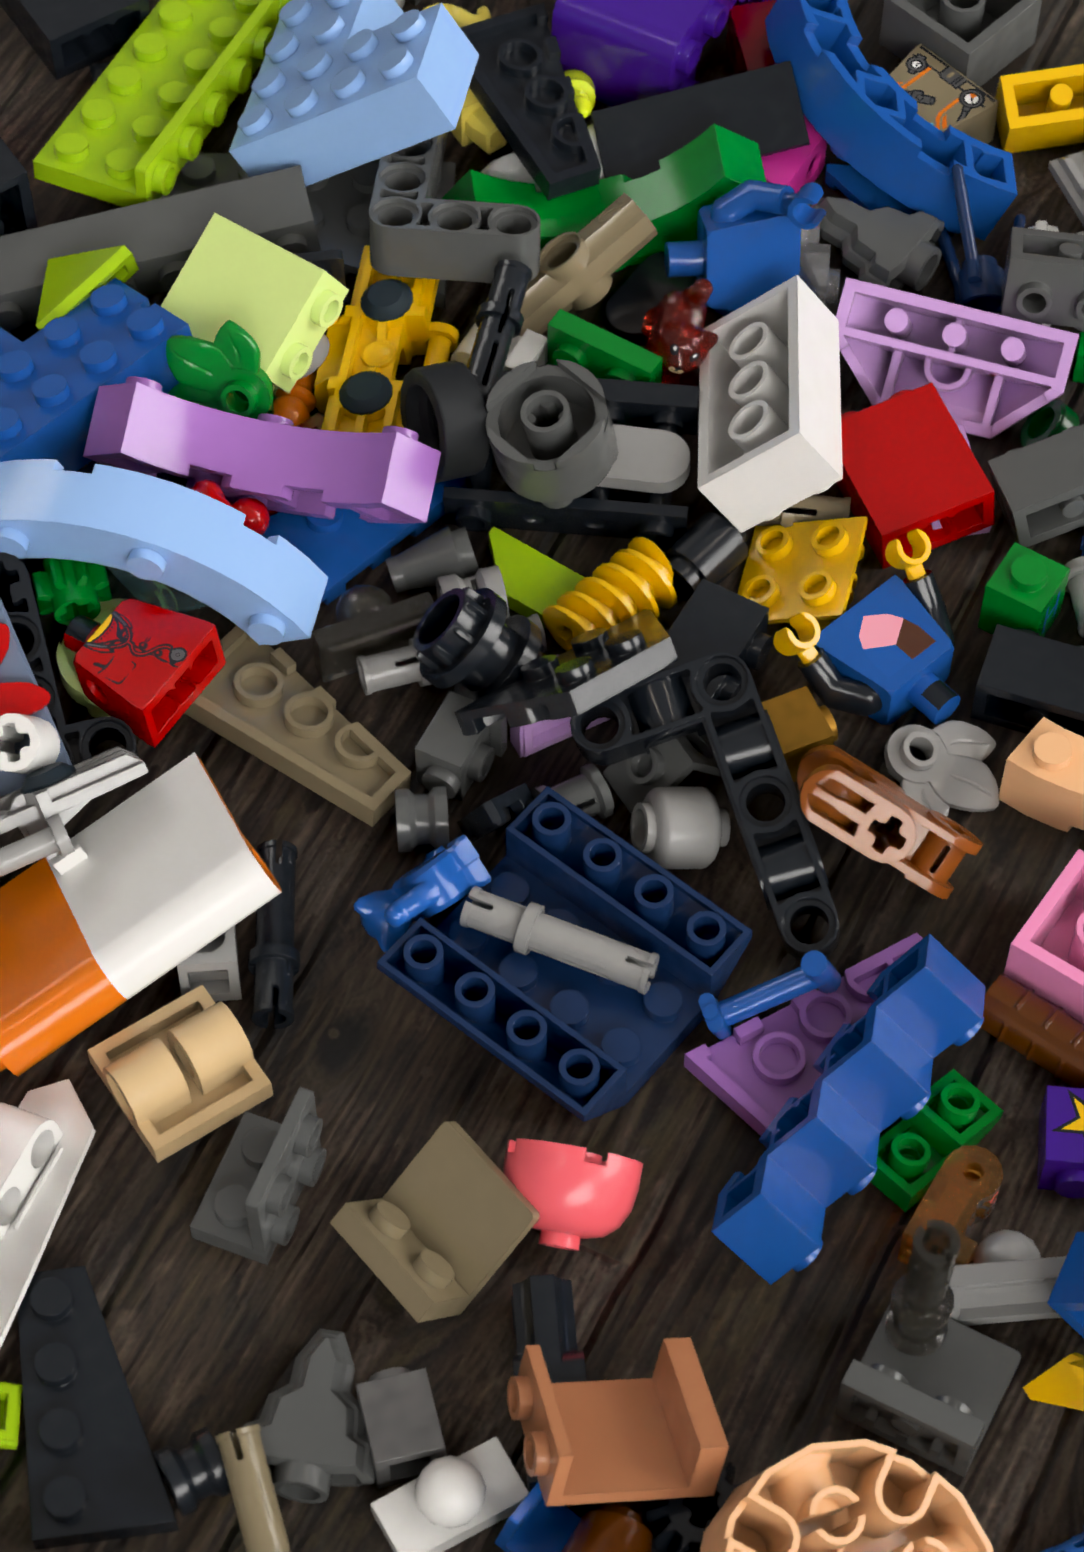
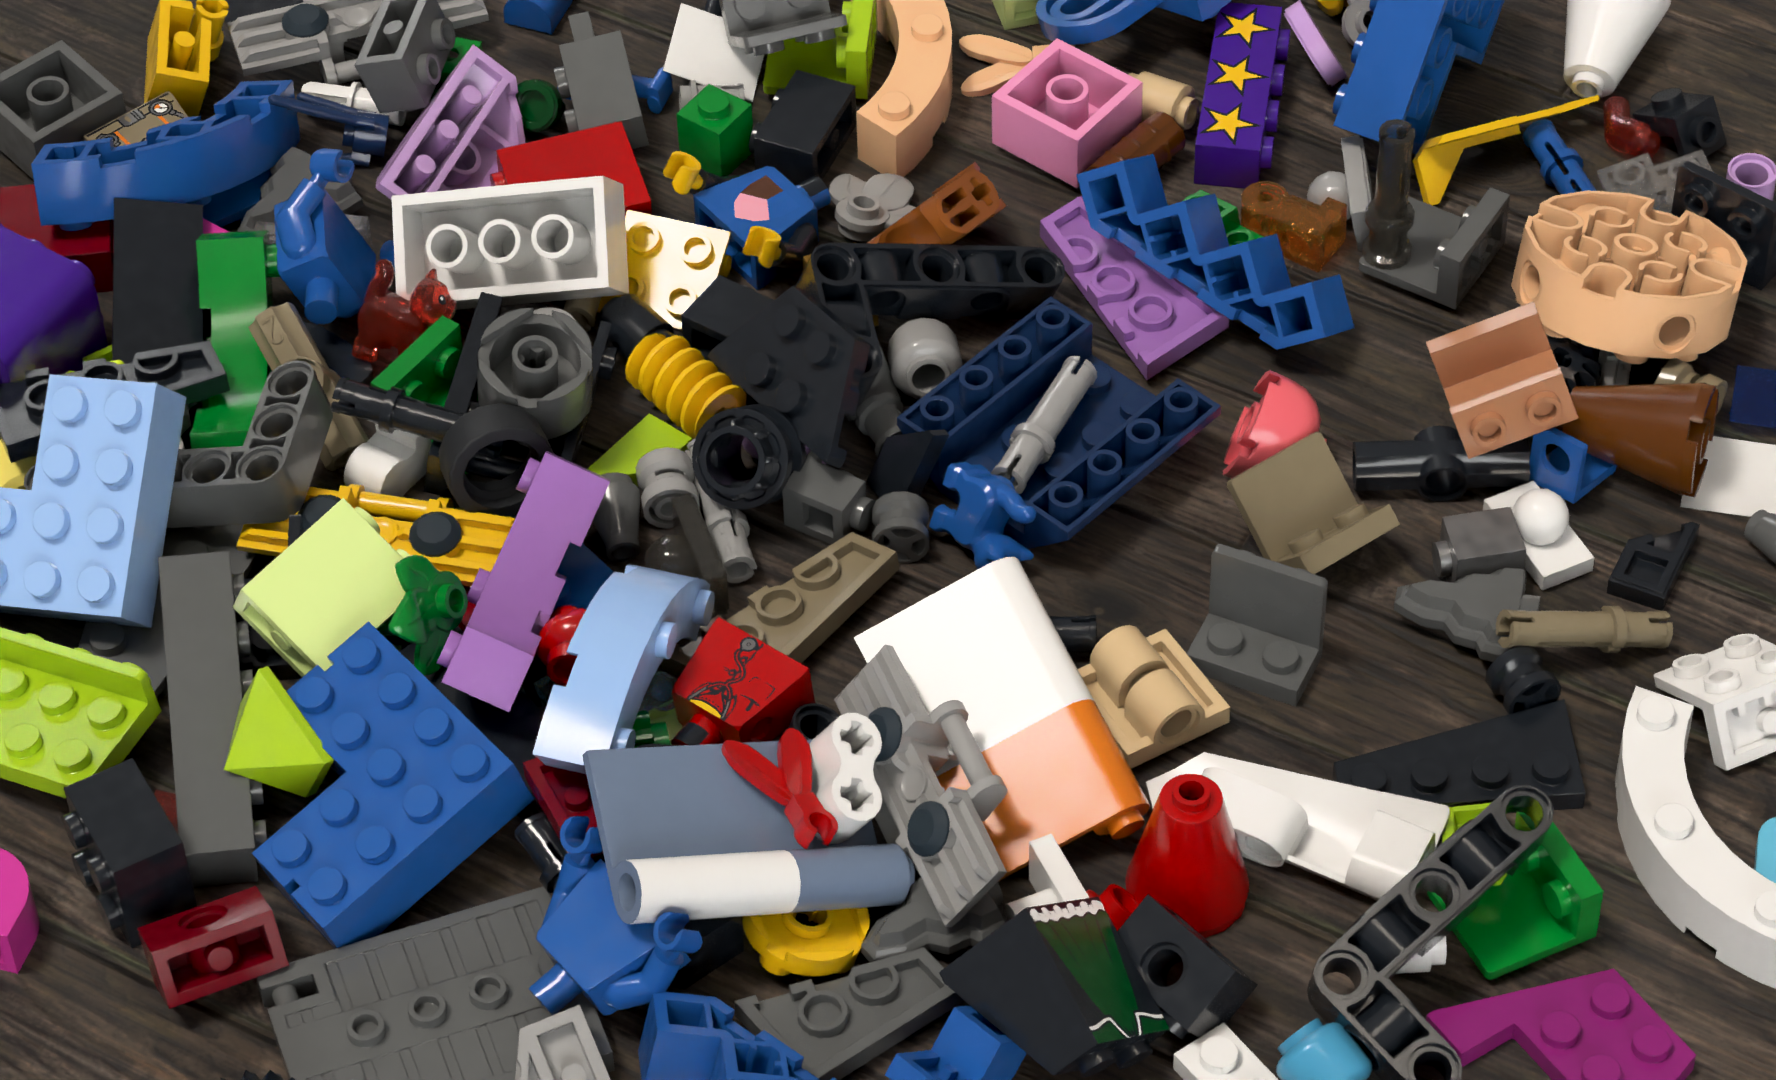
camera: 85 degrees left, 10 degrees down
(813, 973) = (1090, 270): blue piece -> none

